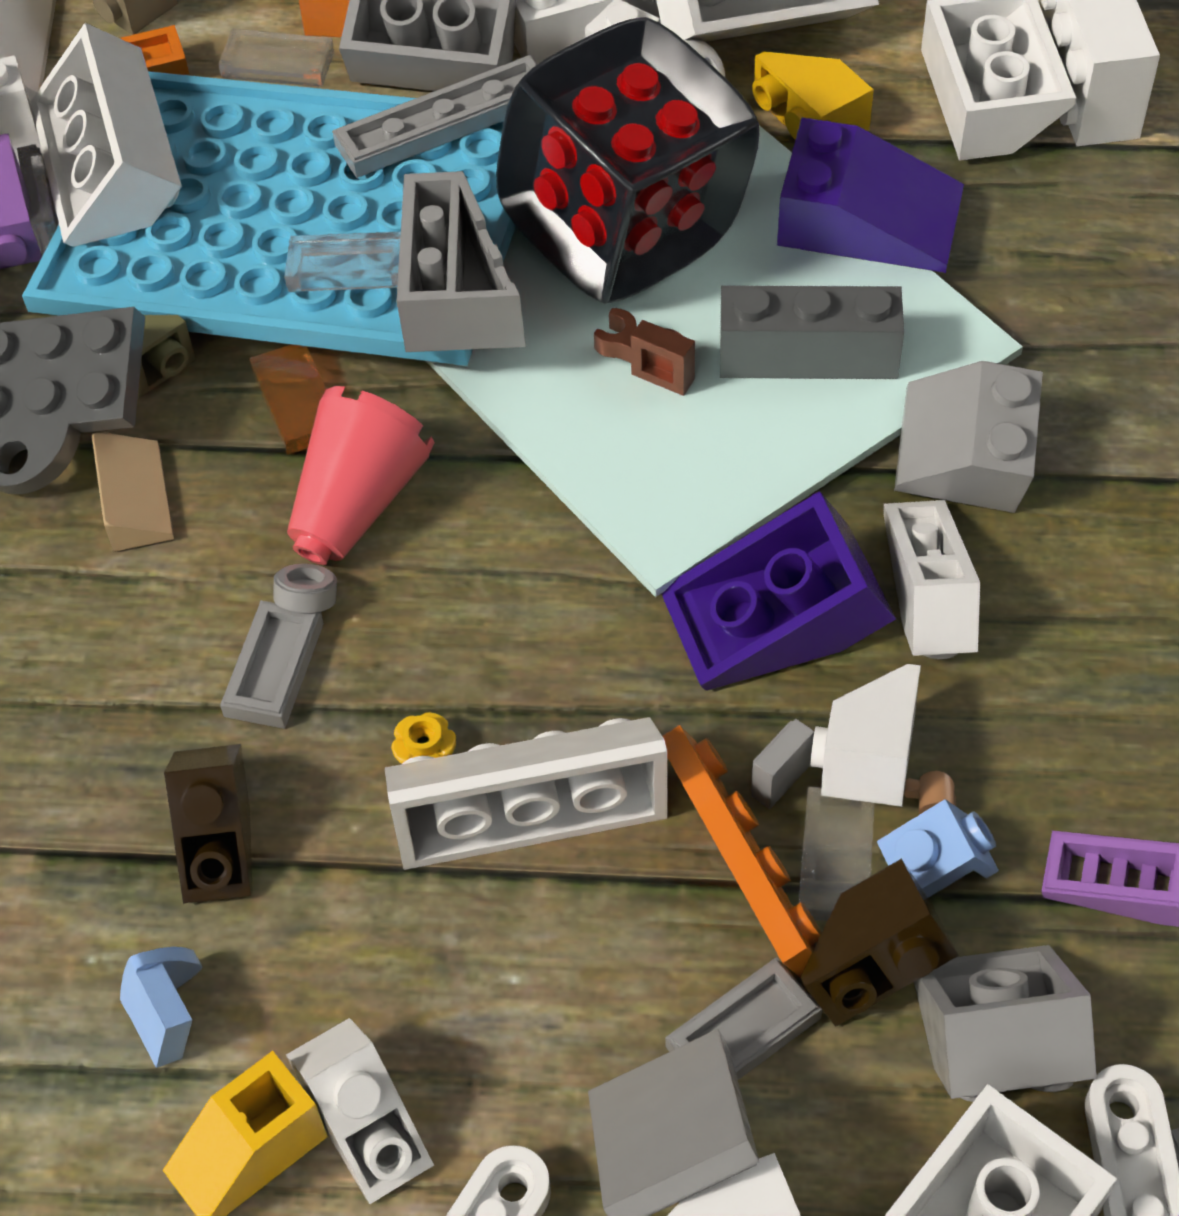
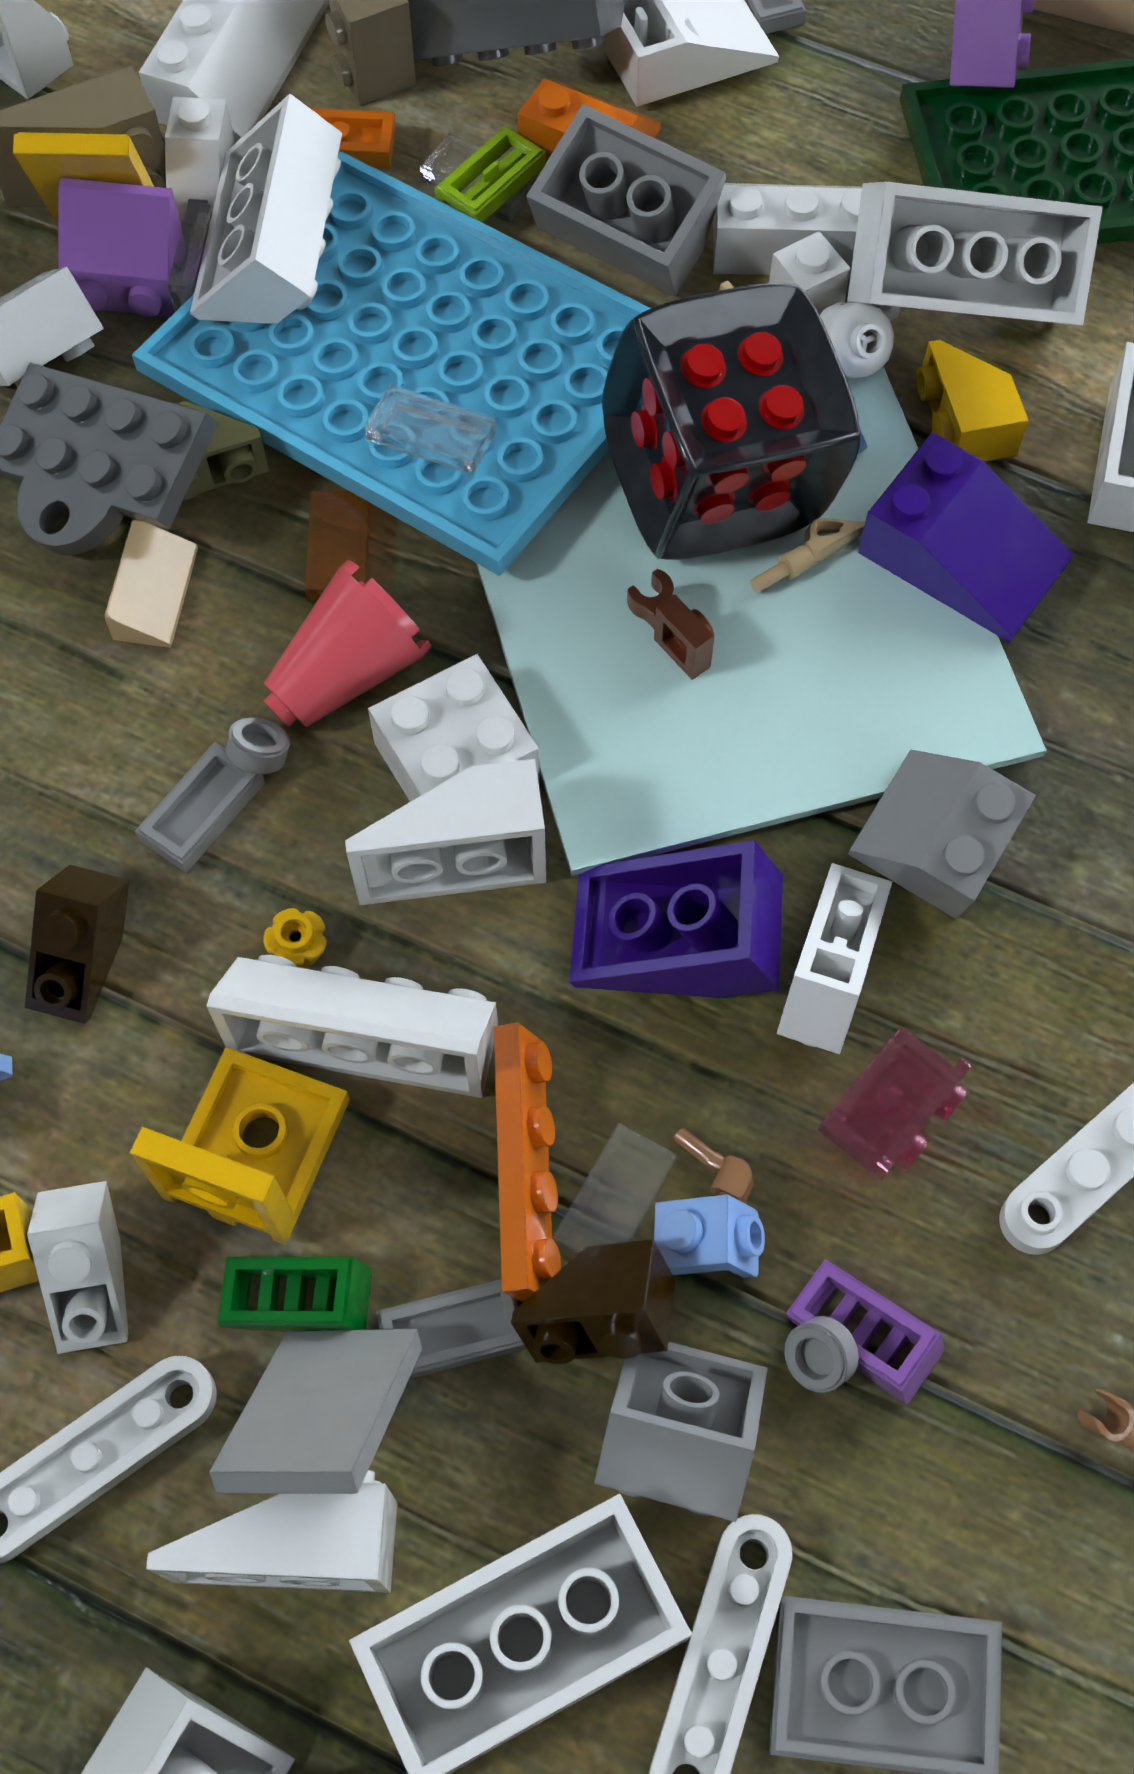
camera: 20 degrees right, 10 degrees up
(300, 49) = (499, 179): none -> lime tile
(430, 119) = (582, 302): light grey tile -> none
(451, 272) = (507, 478): light grey wedge -> none
(477, 959) = (227, 1176): none -> yellow bracket
(495, 521) = (448, 726): none -> white brick
(545, 591) = (456, 838): none -> white slope
(569, 1031) = (350, 1296): none -> green slope
(741, 243) = (813, 551): none -> tan hand
(781, 763) = (603, 1091): light grey tile -> none
(811, 332) = (835, 663): dark grey brick -> none
(869, 740) = (693, 1103): white slope -> none
(1047, 675) = (893, 1102): none -> clear pink bracket
(1093, 908) = (821, 1354): none -> light grey tile

